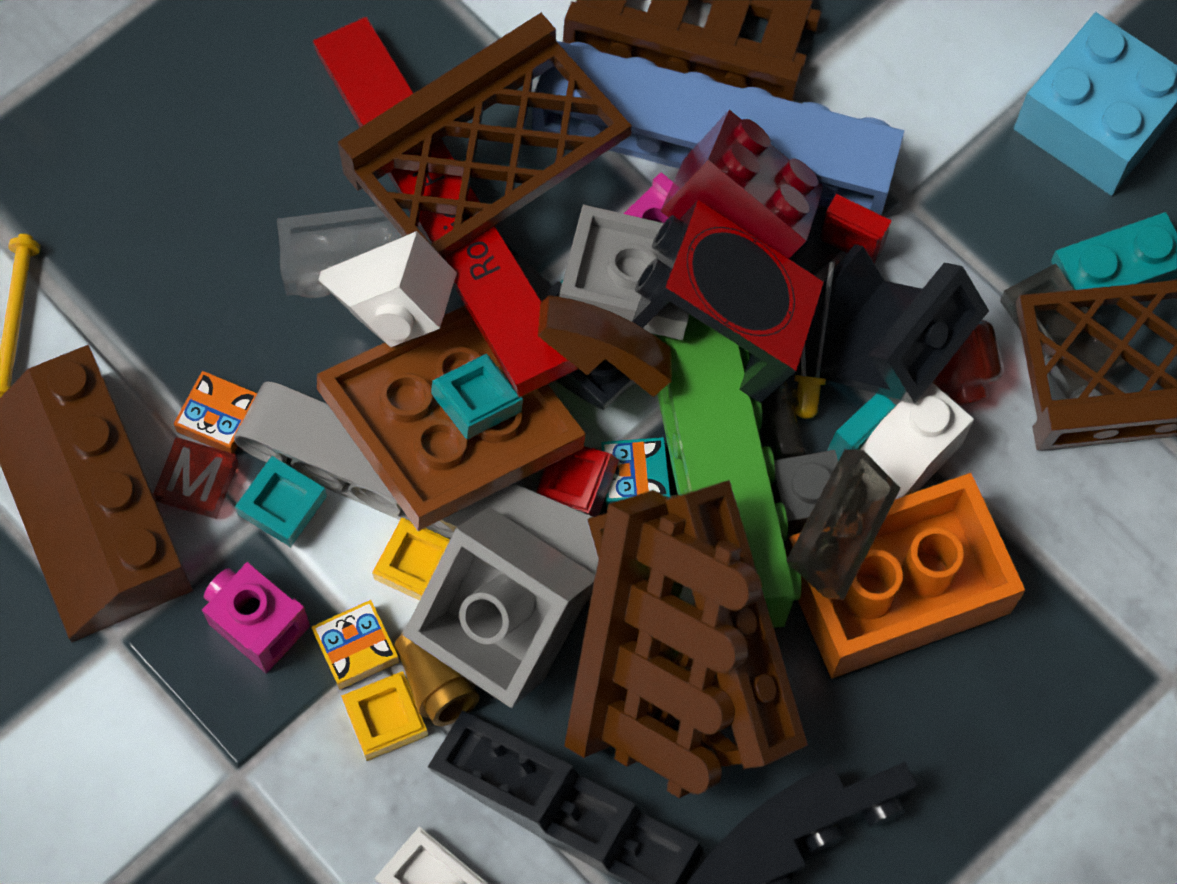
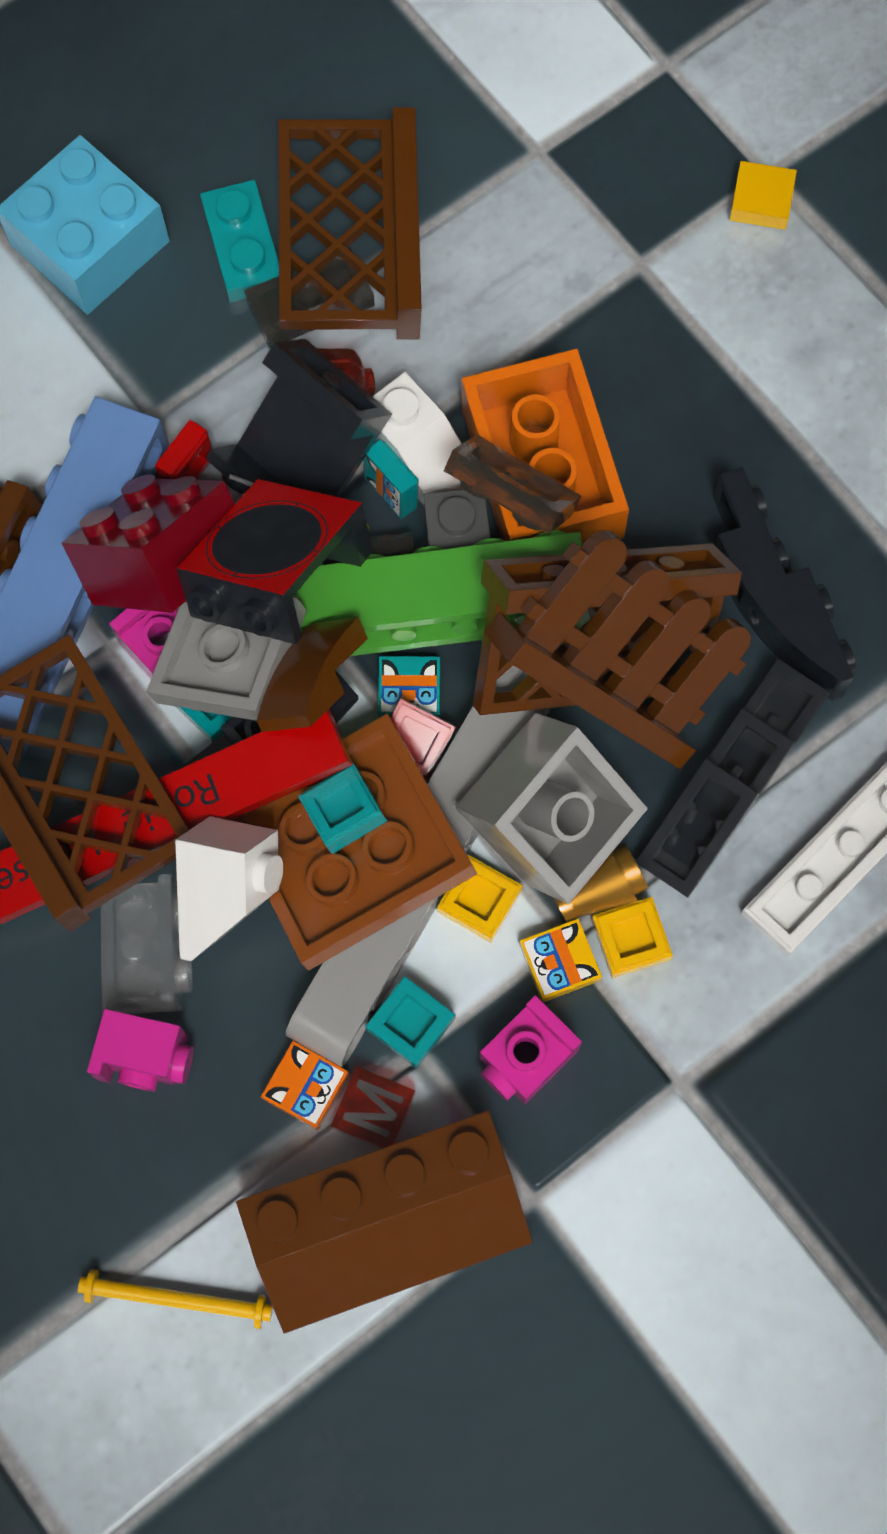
camera: 80 degrees left, 5 degrees up
(241, 257) = (140, 1051): none -> dark pink brick

